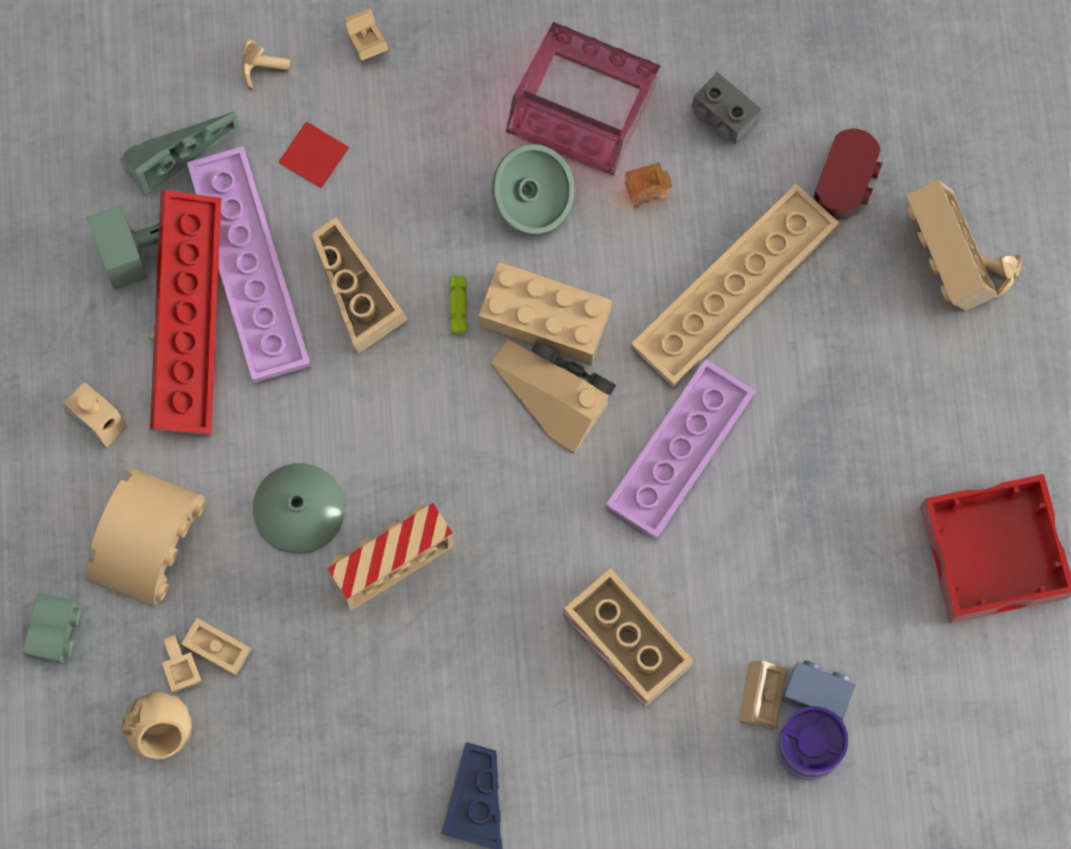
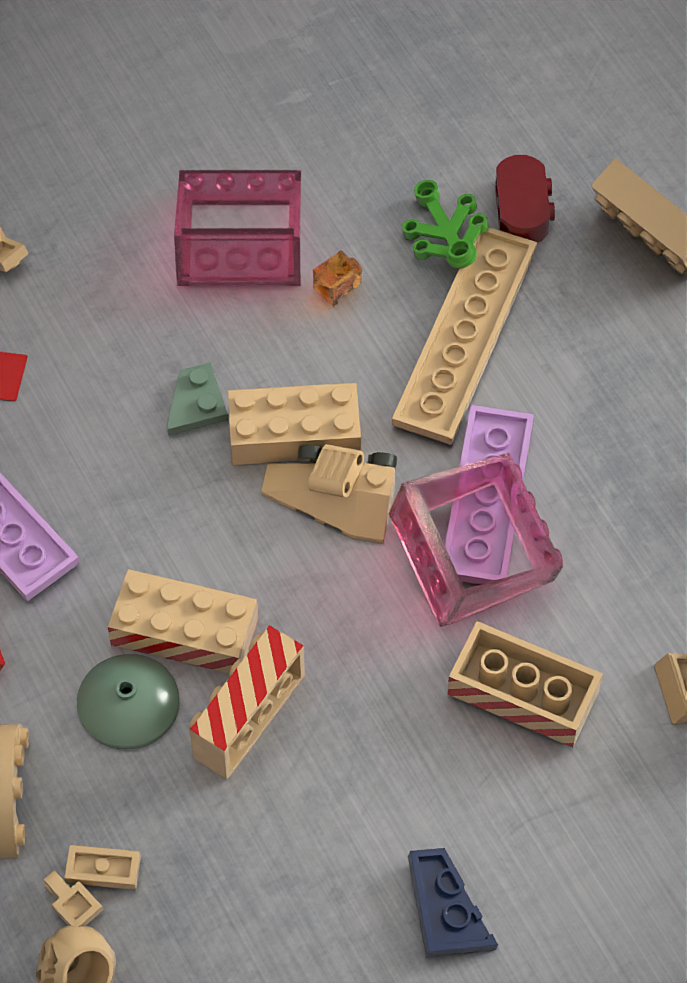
camera: 20 degrees left, 15 degrees down
(361, 295) = (97, 469): tan wedge -> none
(371, 459) = (182, 621): none -> tan brick
(458, 305) = (203, 451): lime axle -> none
(473, 252) = (196, 400): none -> sand green wing
(547, 184) = (239, 311): sand green dish -> none
(556, 378) = (336, 470): none -> tan piece
(599, 485) = (428, 553): none -> clear pink windscreen
(725, 108) = (380, 185): dark grey brick -> none
(765, 176) = (460, 252): none -> bright green plant

